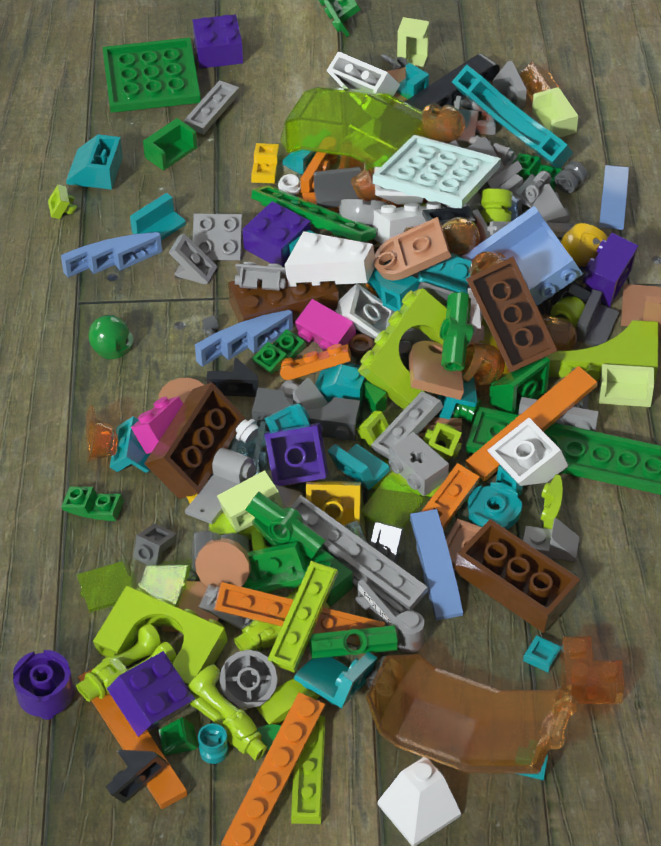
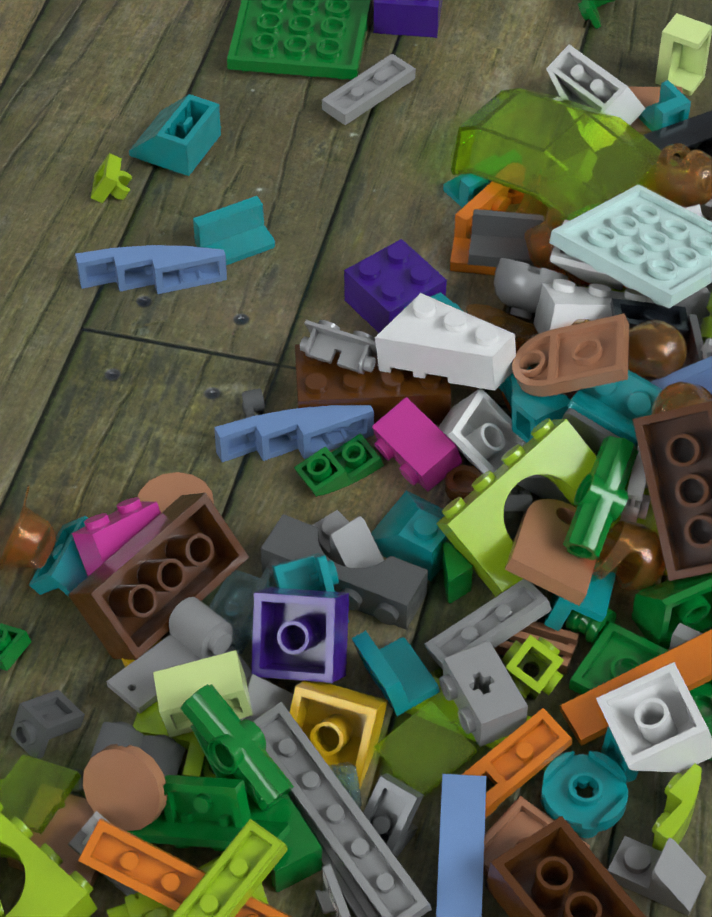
camera: 15 degrees right, 0 degrees up
(109, 337) = (98, 387): green helmet -> none
(170, 144) = (291, 129): green panel -> none
(193, 261) = (260, 302): light grey slope -> none
(218, 235) = (308, 275): light grey hinge -> none
(236, 383) = (256, 499): black slope -> none
(247, 430) = (241, 578): white plate -> none
(265, 163) = (417, 183): yellow slope -> none
(290, 184) = (439, 221): white plate -> none
(315, 361) = (383, 494): orange plate -> none
(319, 216) = (460, 273): green plate -> none
(372, 427) = (437, 615): lime tile -> none
(397, 63) = (655, 77): dark grey hand -> none

